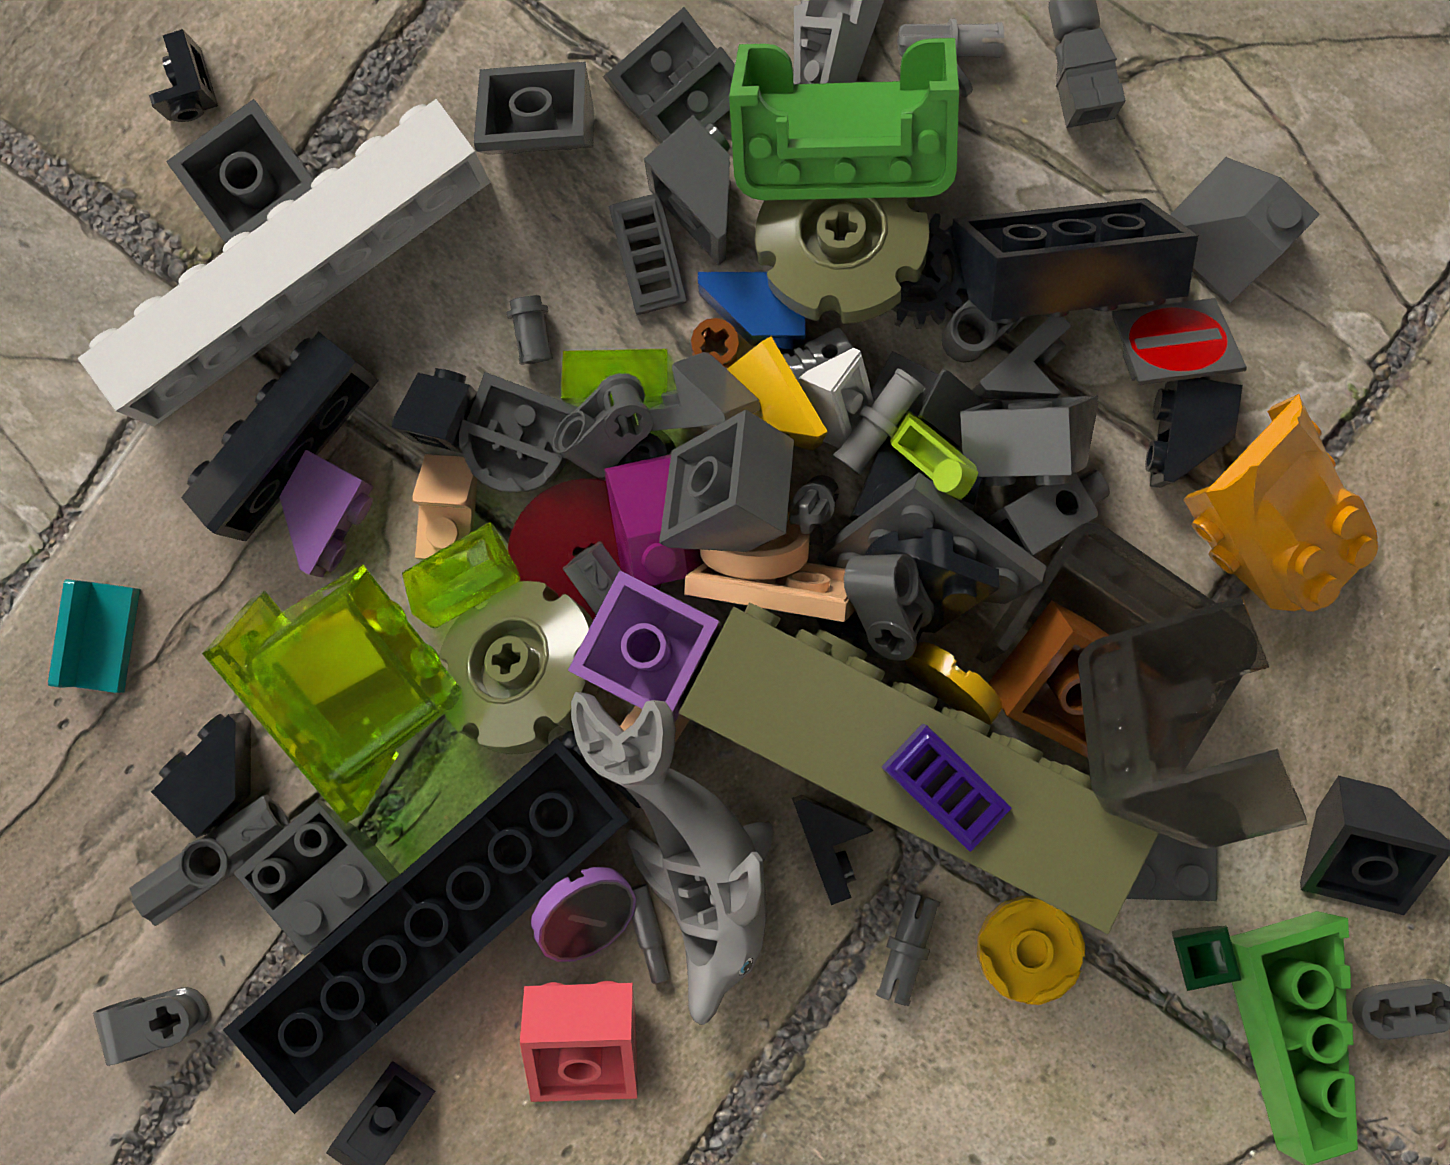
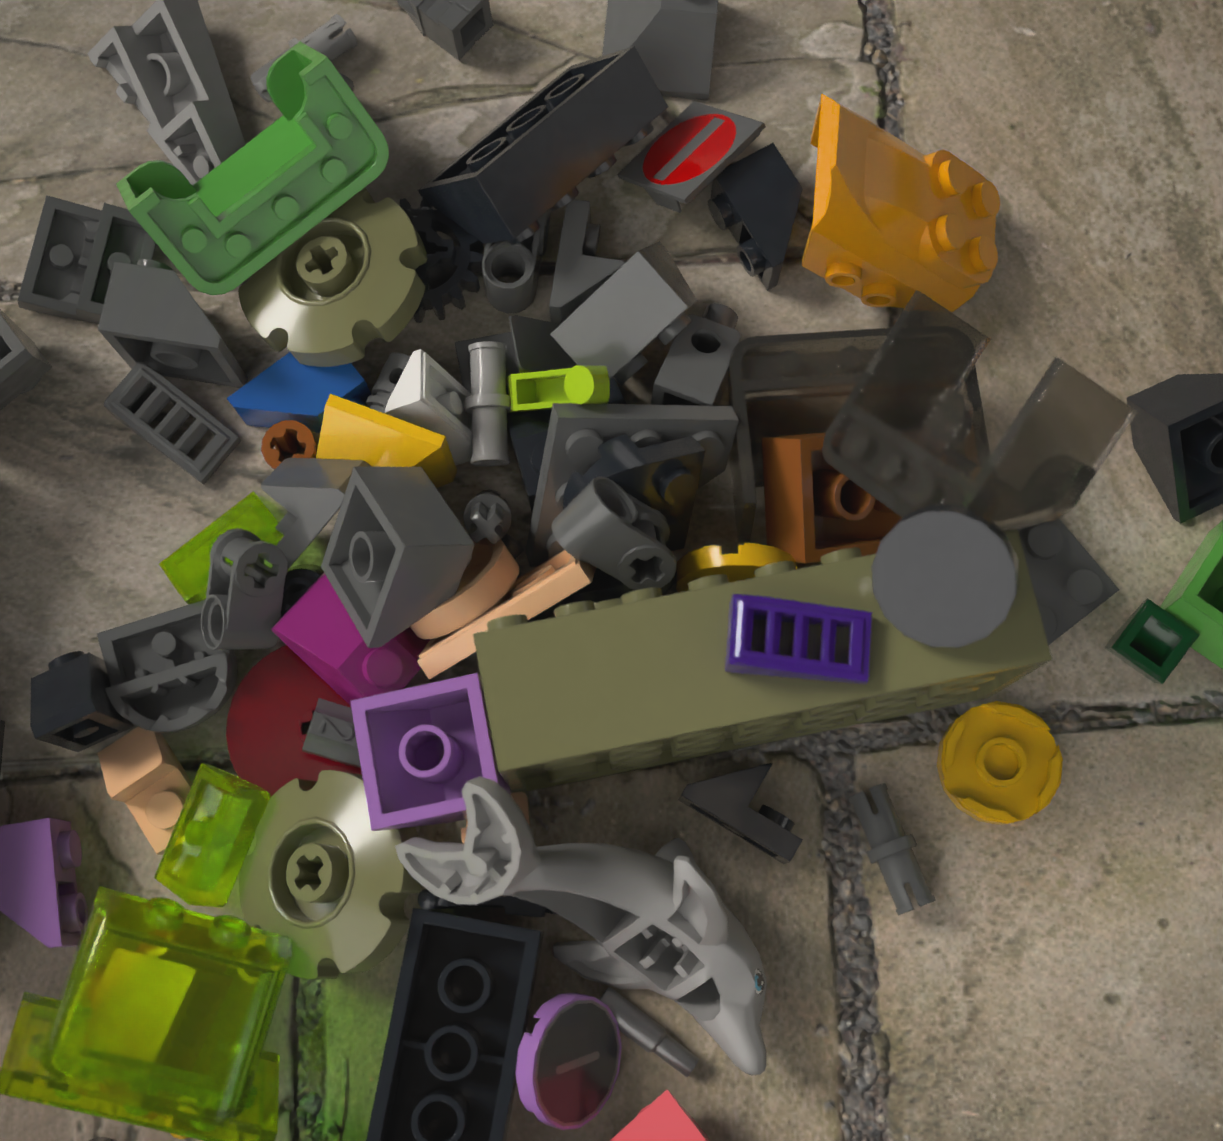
camera: 40 degrees left, 10 degrees down
(530, 329) = (113, 566): dark grey pin -> none
(1079, 827) = (945, 576): none -> black tile

